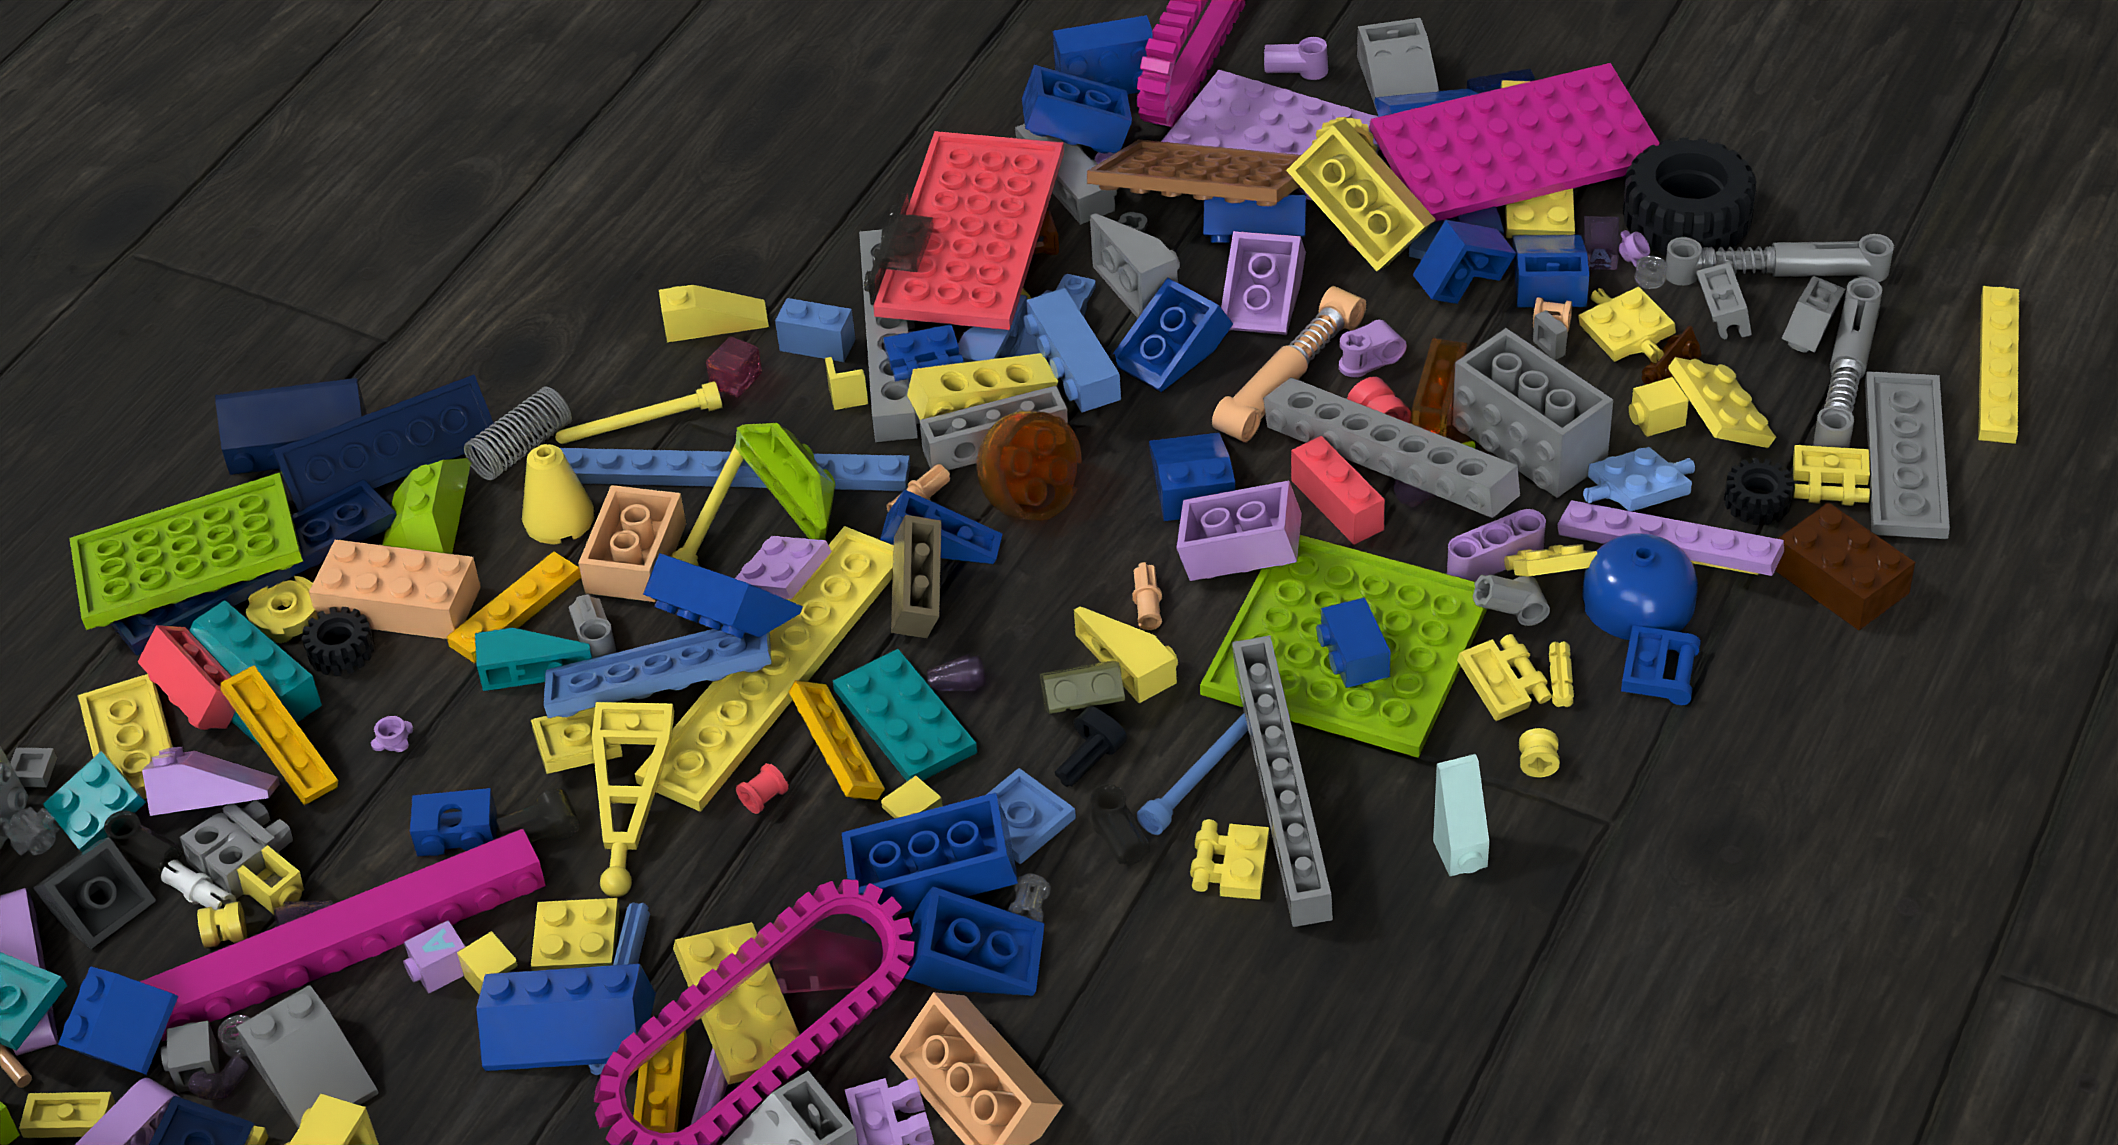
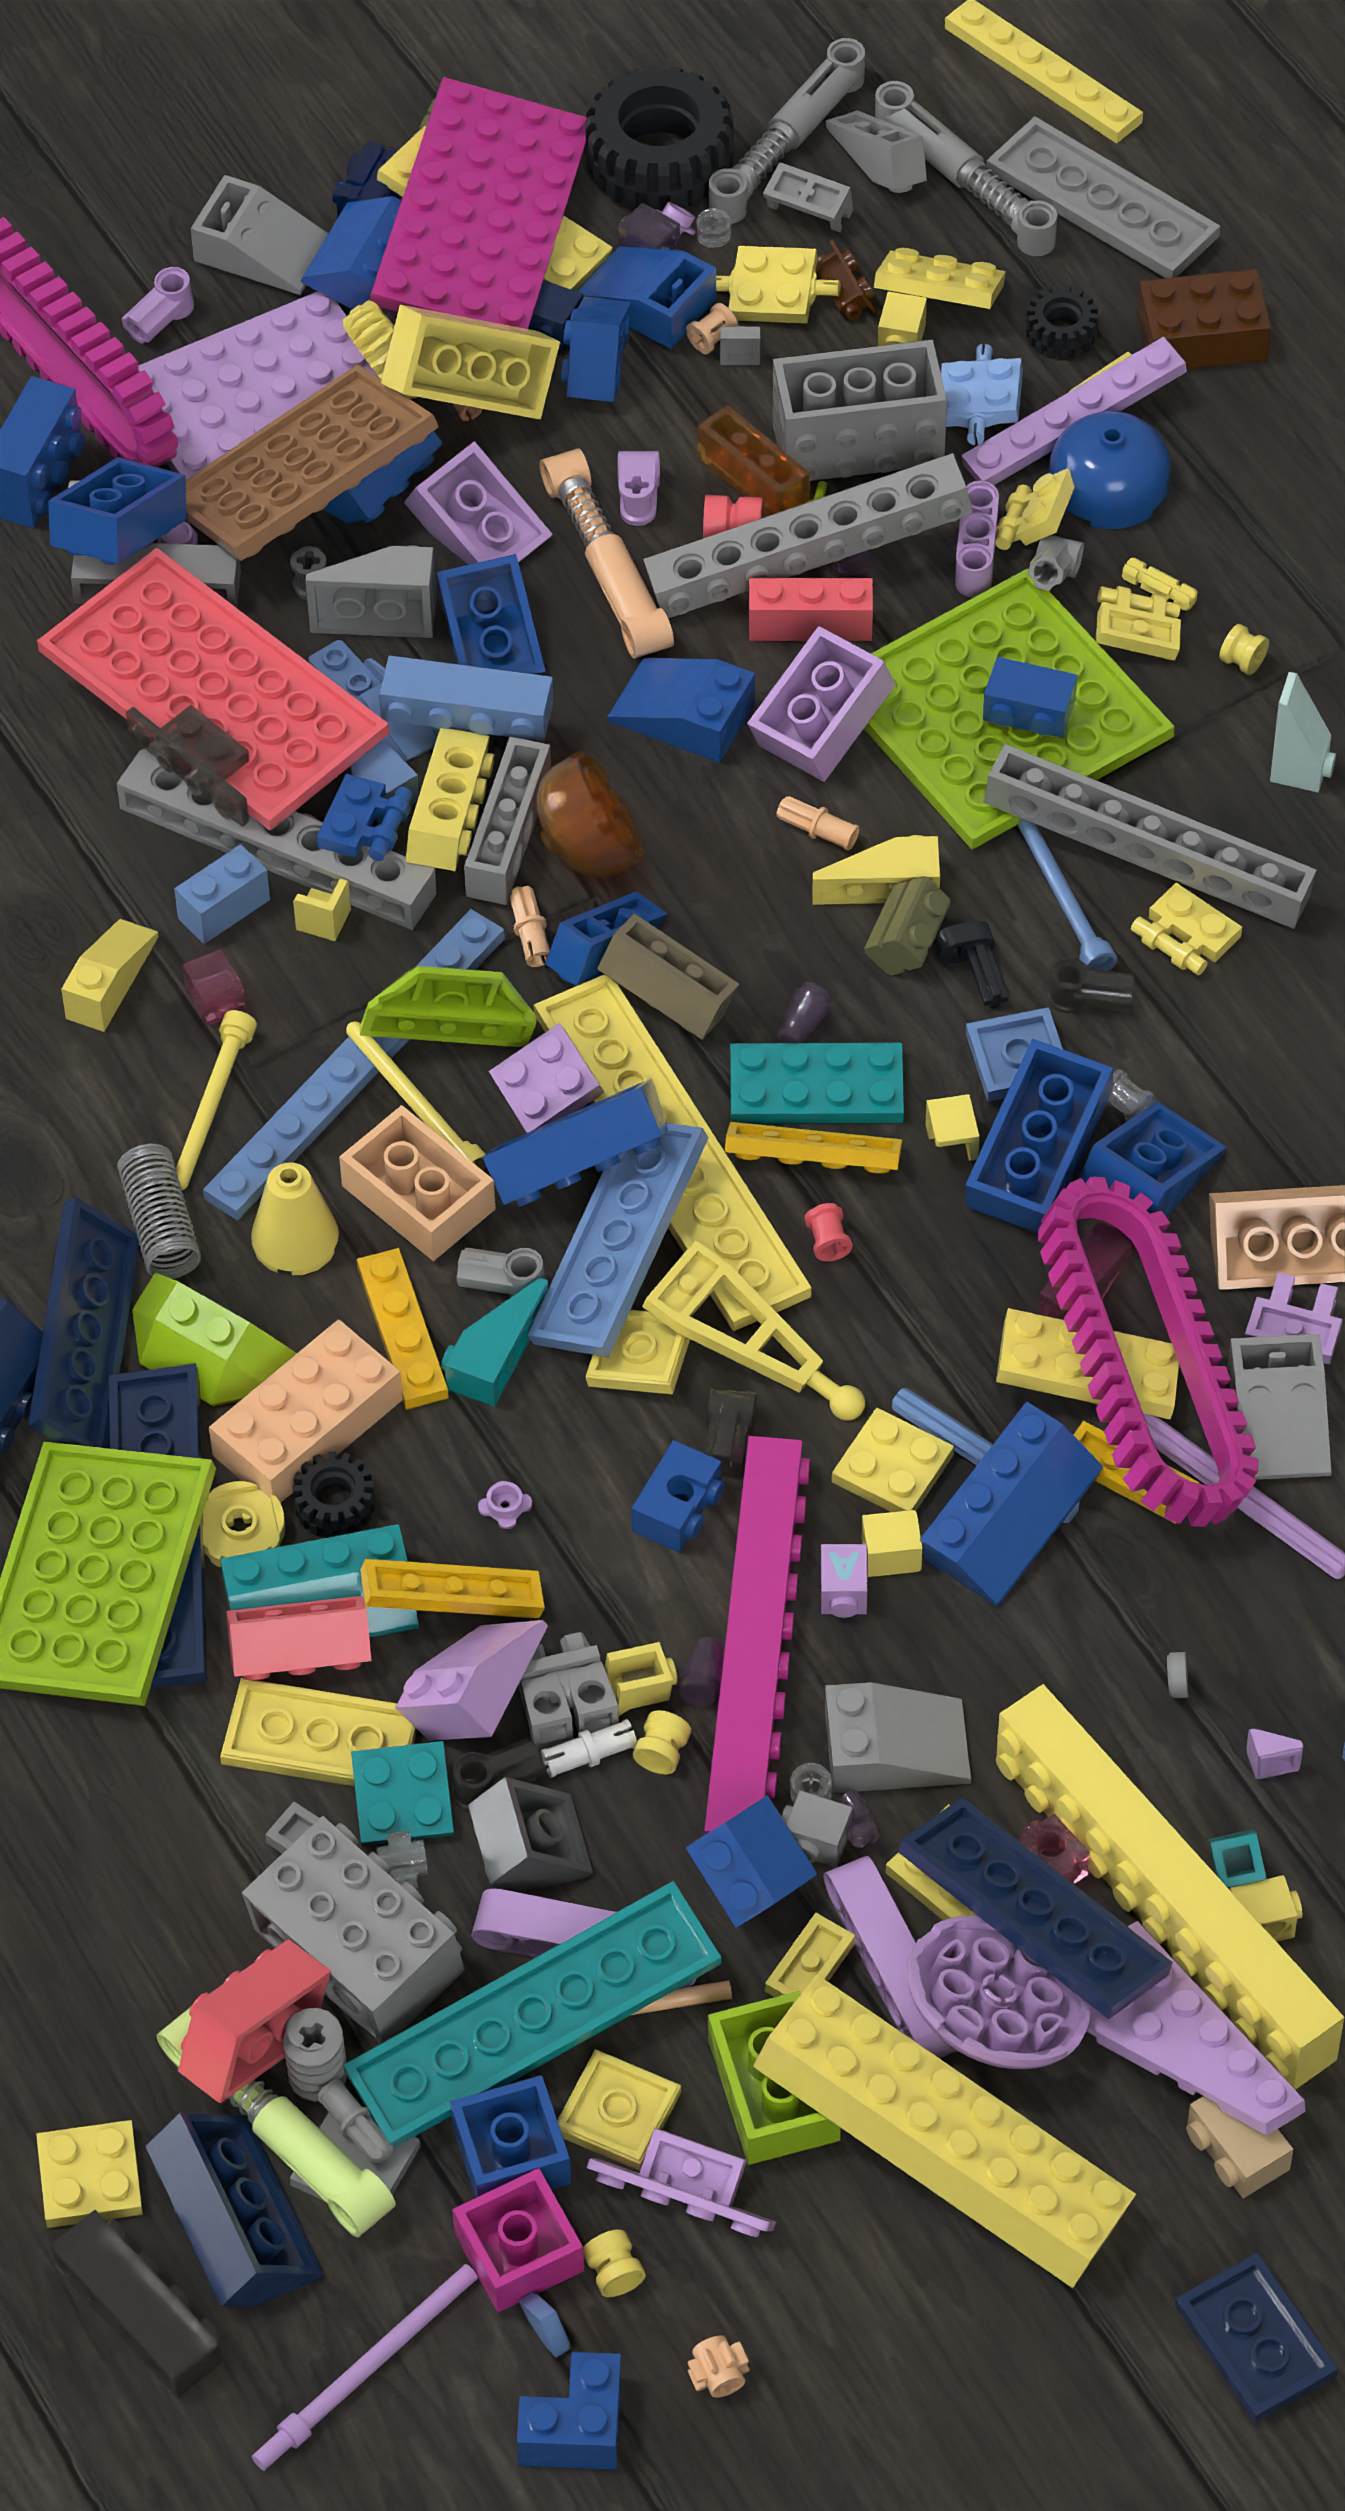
camera: 60 degrees left, 10 degrees up
(1647, 663) = (1201, 519): blue plate -> none
(1831, 465) = (1076, 253): light yellow plate -> none

